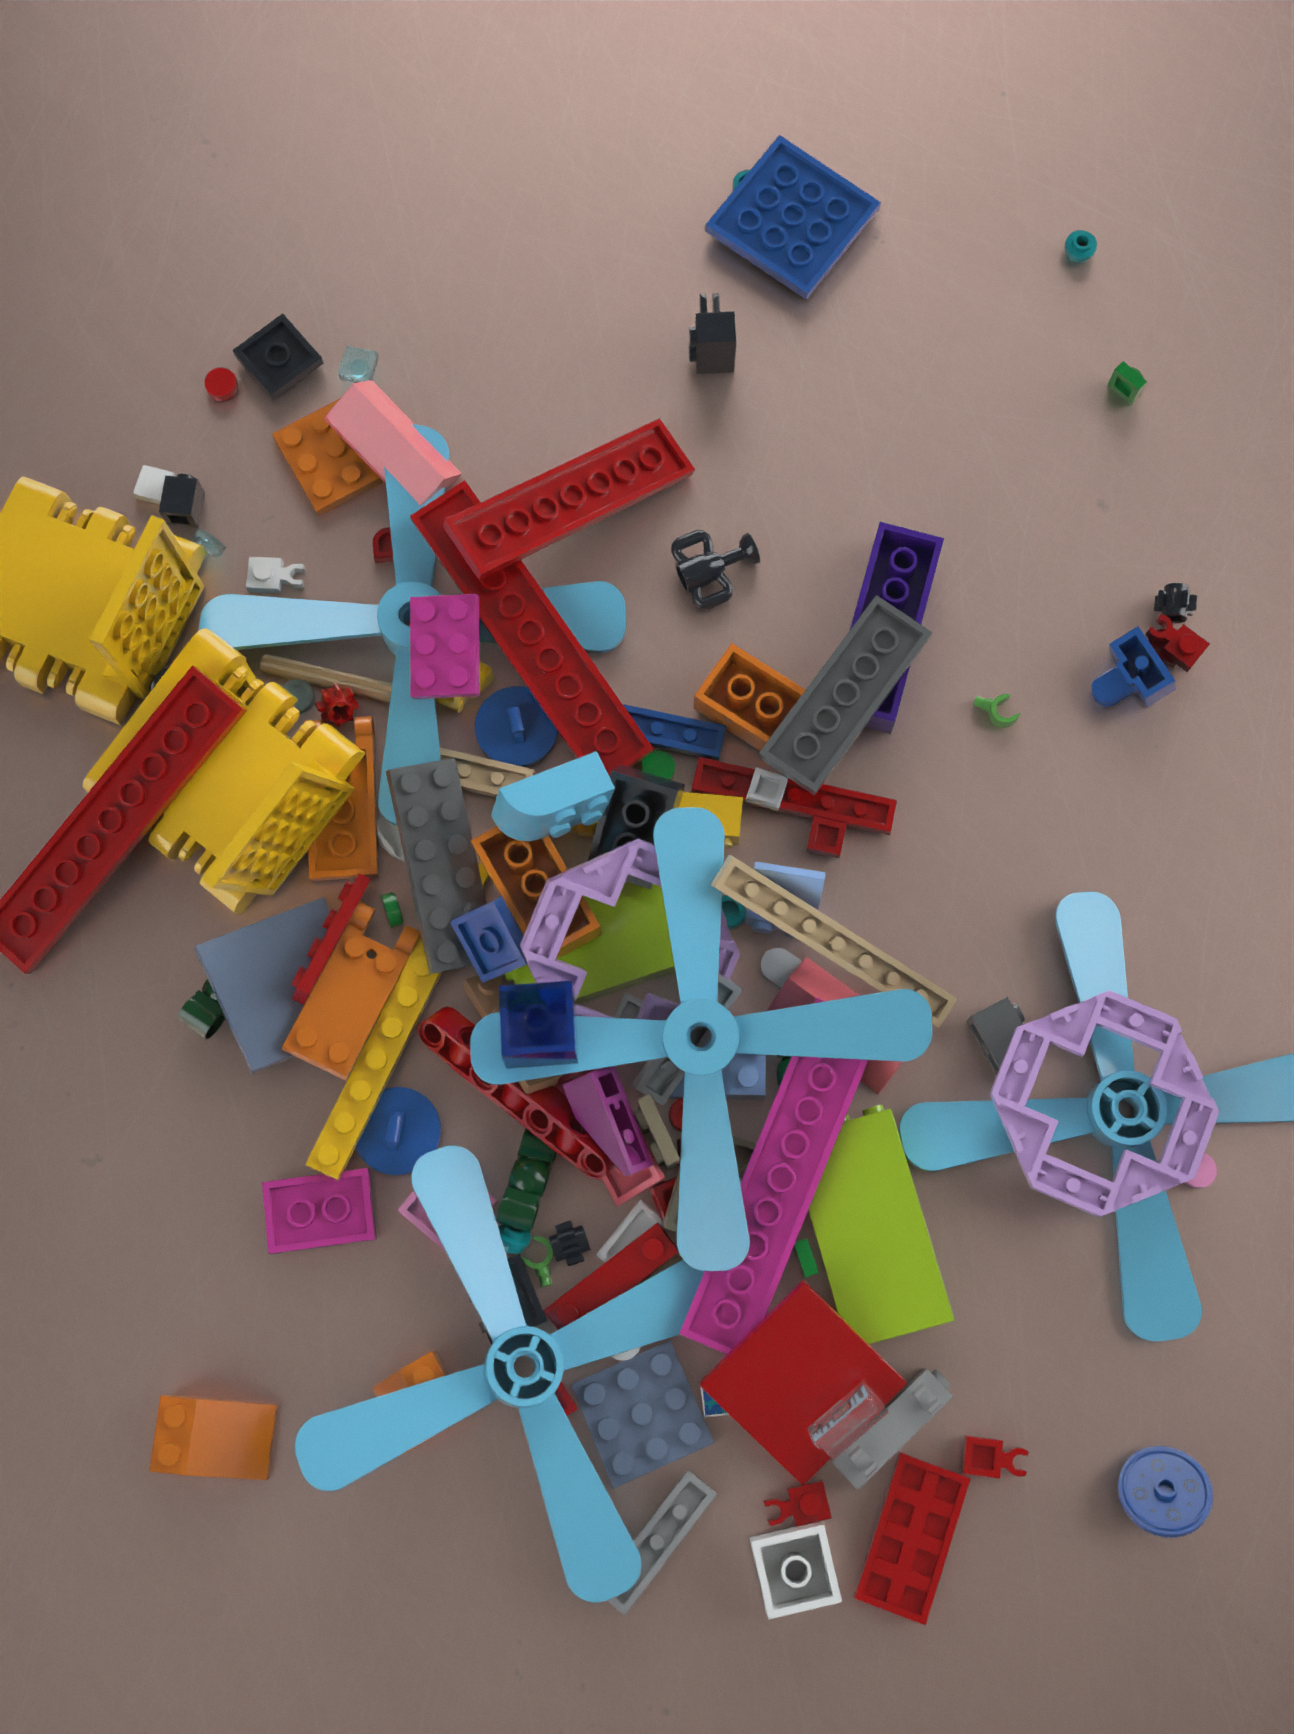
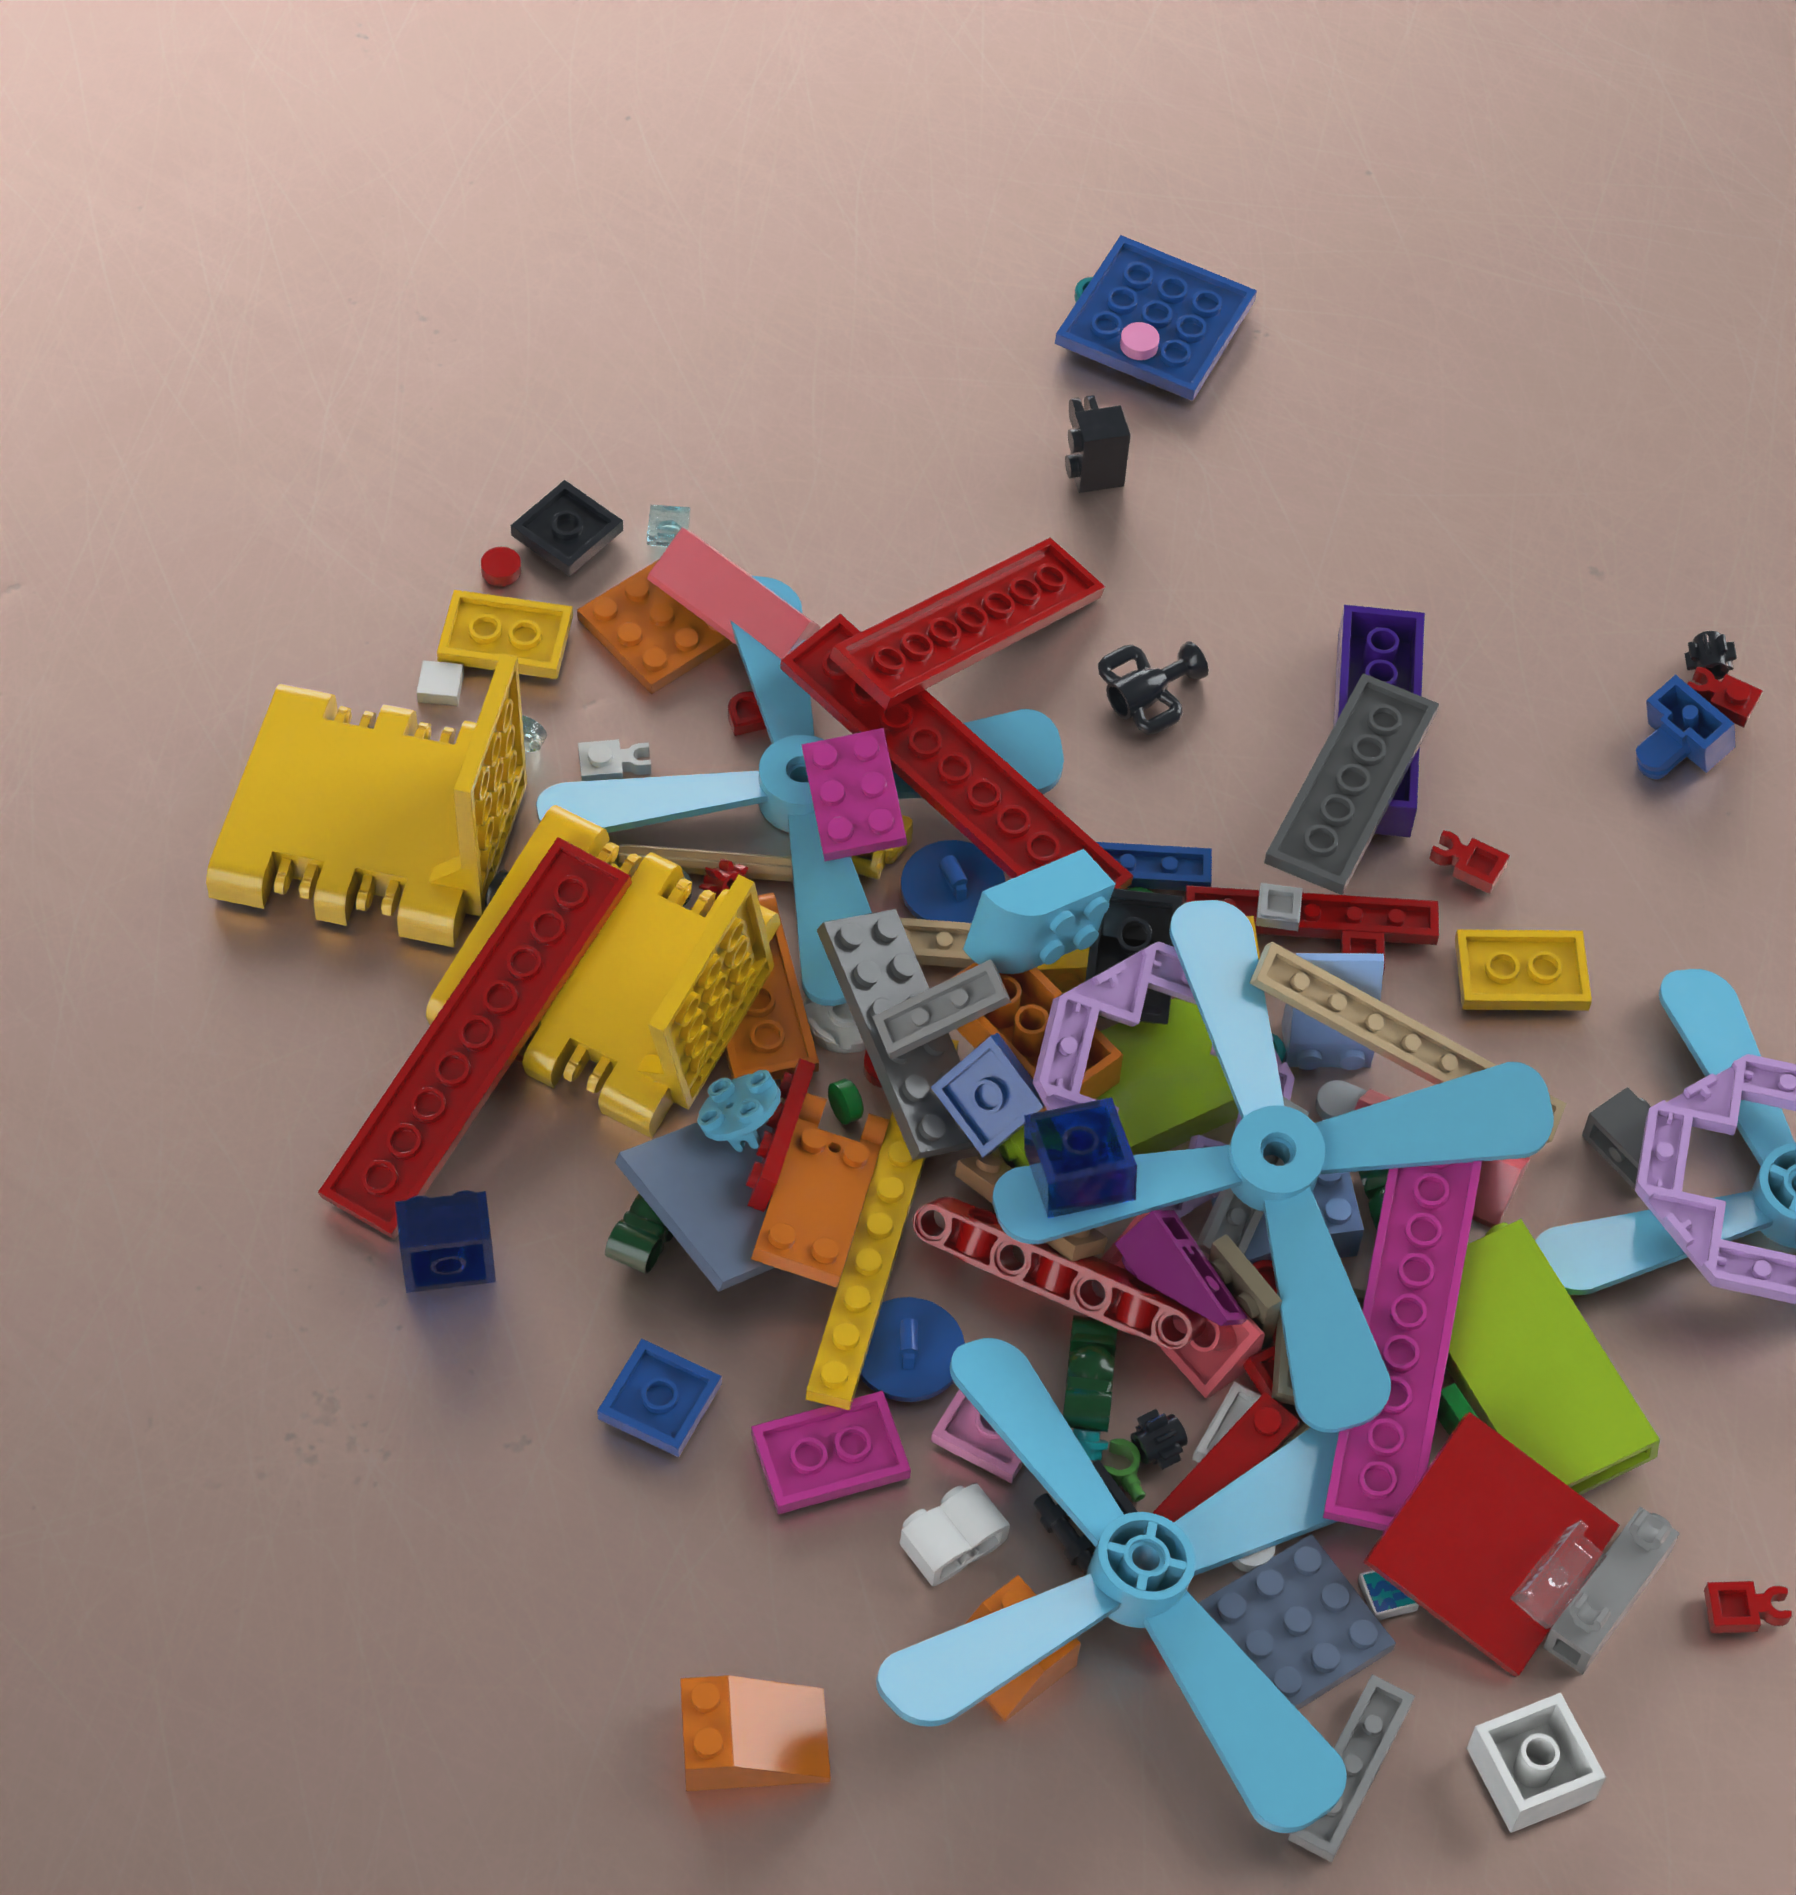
camera: 15 degrees left, 20 degrees down
(57, 992) = (445, 1241): none -> clear blue brick
(182, 500) = (474, 684): black brick -> none
(200, 1144) = (659, 1397): none -> blue plate
(211, 449) = (487, 625): none -> yellow plate
(298, 915) = (739, 1108): none -> medium azure plate
(397, 1296) = (953, 1533): none -> white brick
(463, 865) = (941, 1009): none -> light grey plate
(746, 696) = (1230, 812): orange brick -> none
(771, 241) = (1139, 341): none -> bright pink tile
(805, 1504) = (1518, 1692): red plate -> none
(912, 1538) = (1670, 1713): red plate -> none
(937, 768) = (1474, 864): none -> red plate
(952, 870) = (1522, 970): none -> yellow plate
(990, 706) = (1528, 802): bright green piece -> none
(1079, 253) = (1499, 312): teal plate -> none
(1127, 382) = (1592, 440): green plate -> none

